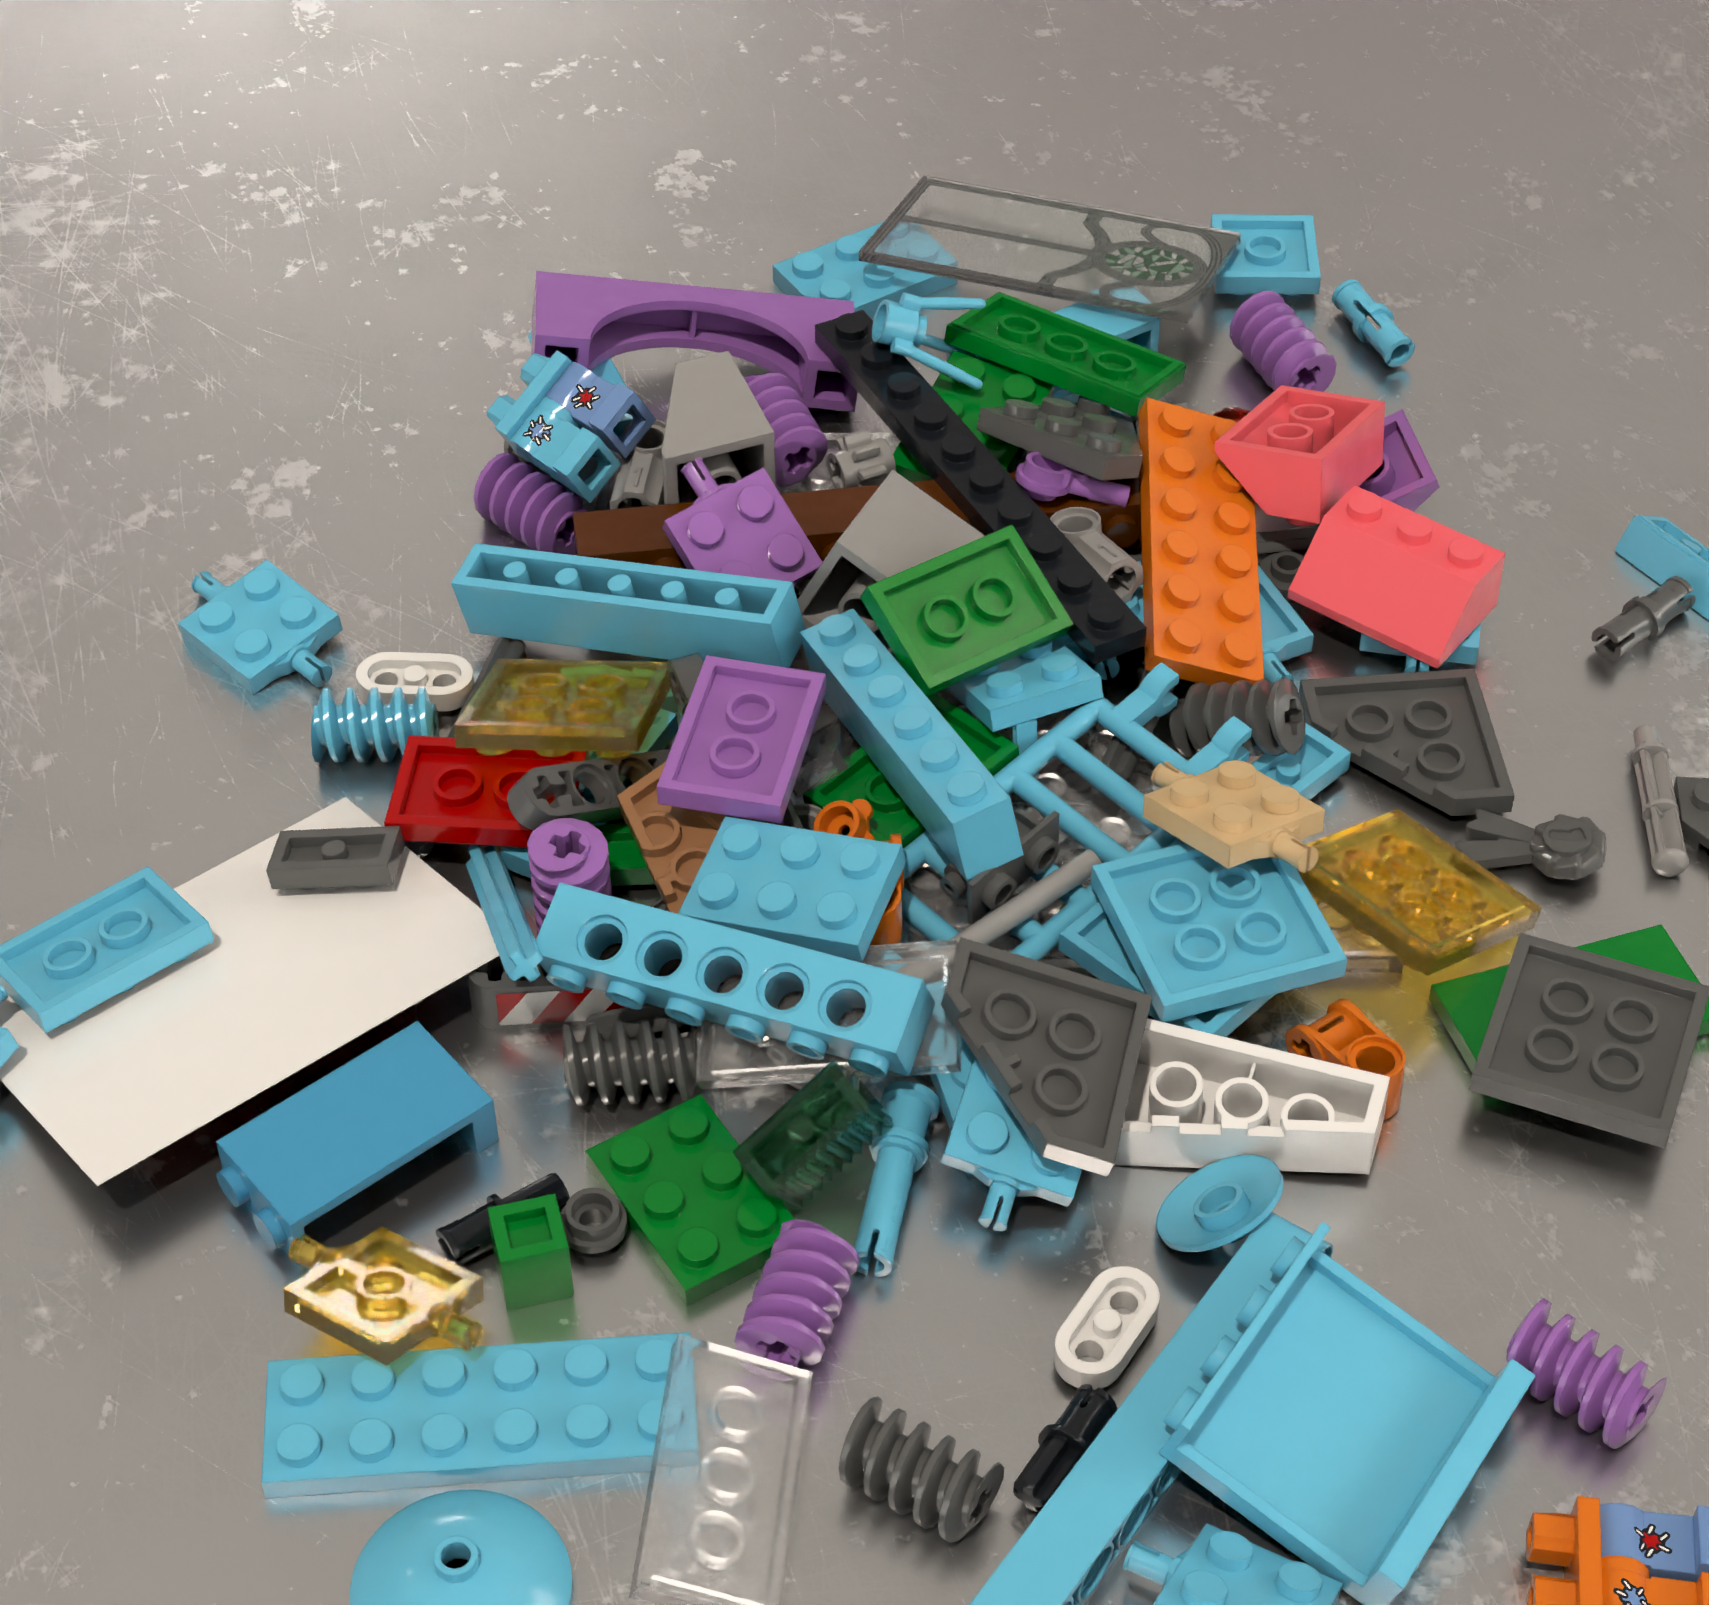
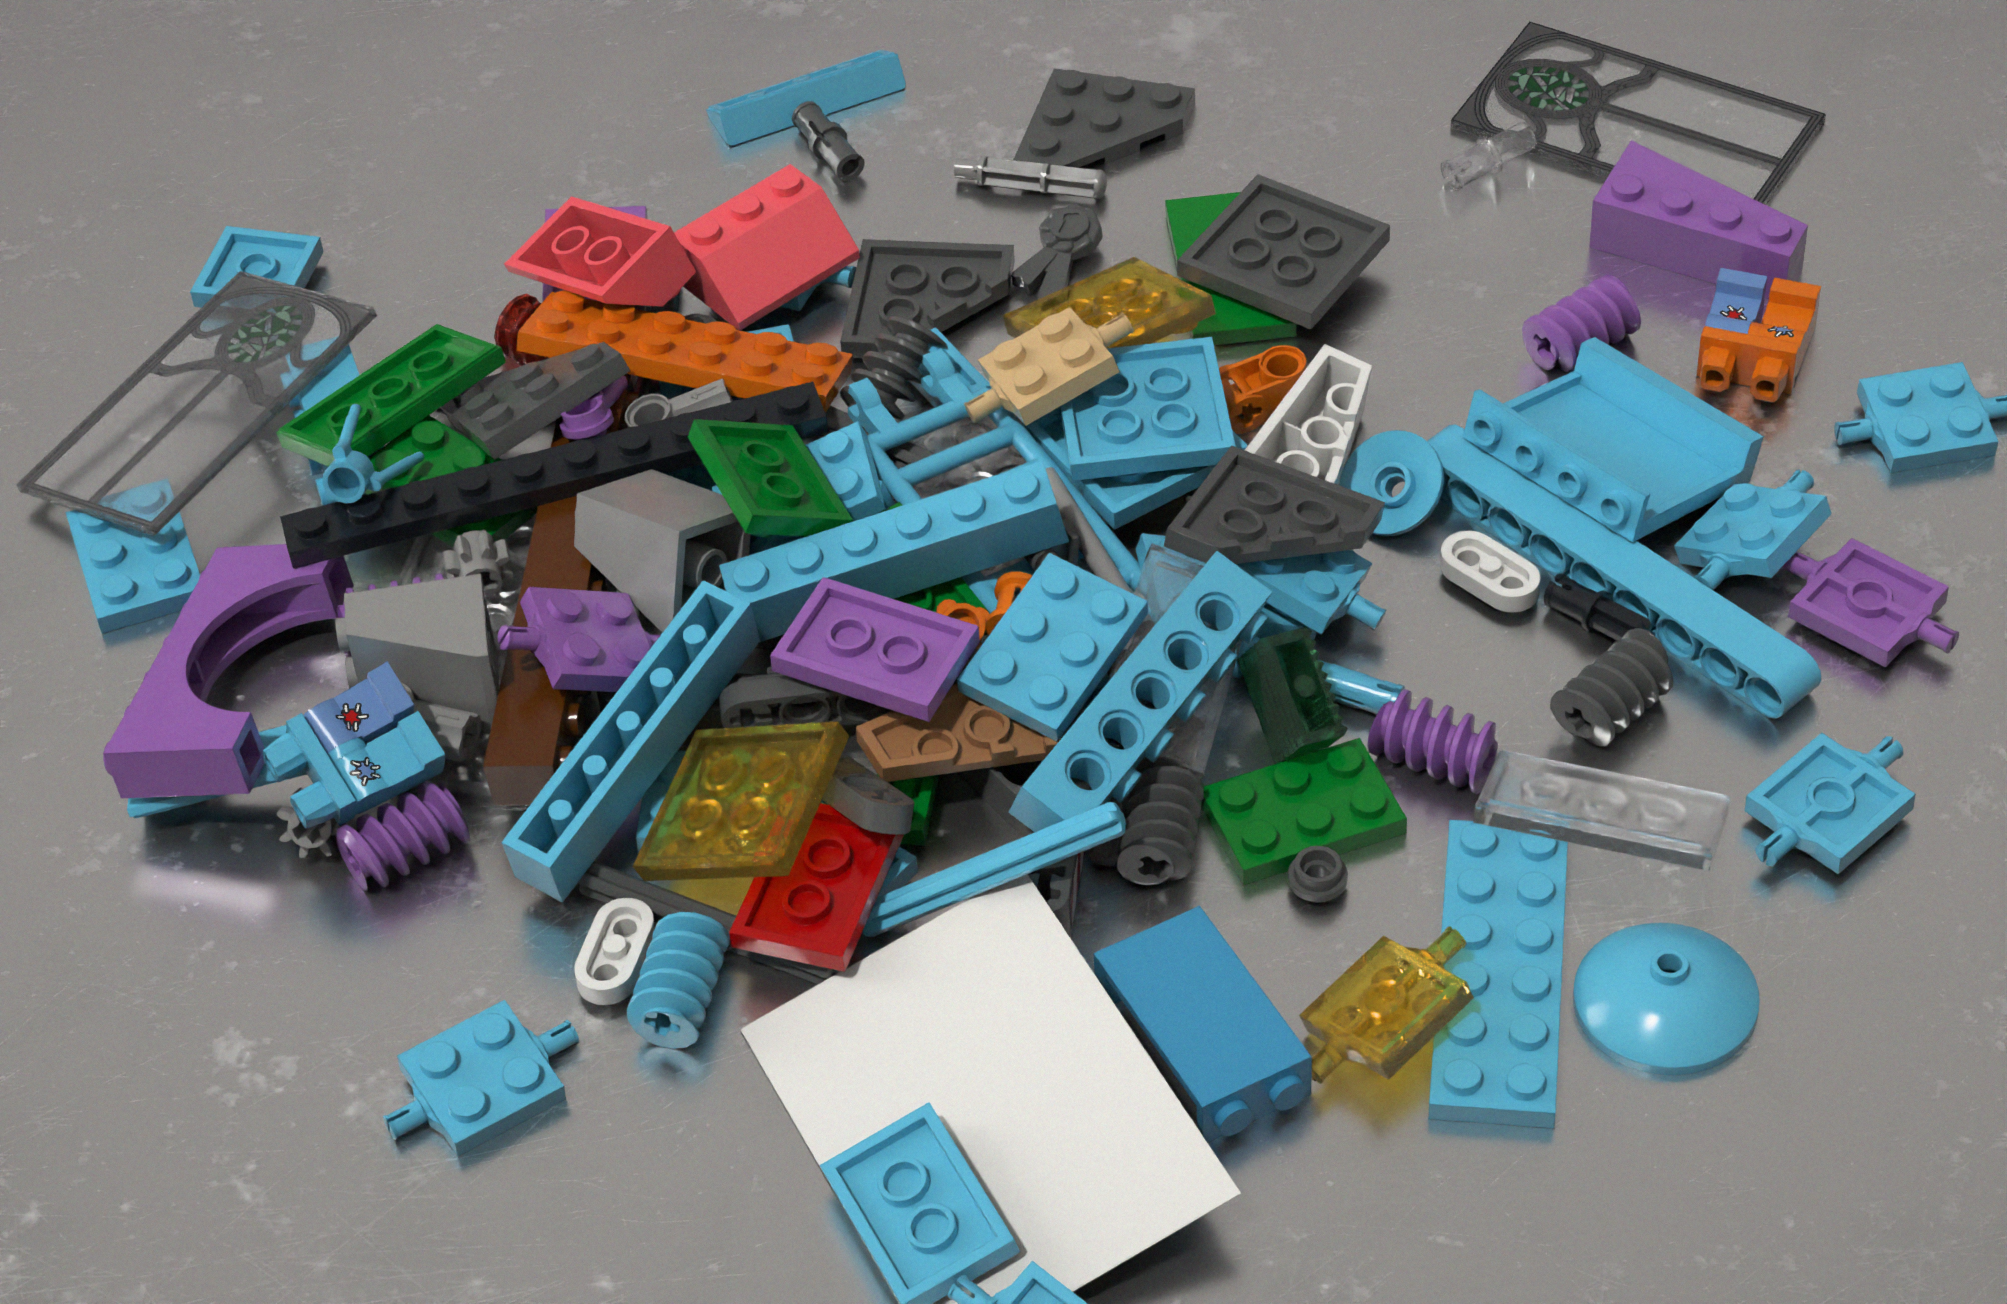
camera: 75 degrees left, 0 degrees up
(336, 857) = (861, 1009): dark grey plate -> none
(471, 1235) = (1304, 935): black axle -> none
(531, 1252) = (1355, 906): green panel -> none
(569, 854) = (956, 819): medium lavender piece -> none
(1280, 344) = (407, 278): medium lavender piece -> none
(1389, 339) = (389, 221): medium azure pin -> none

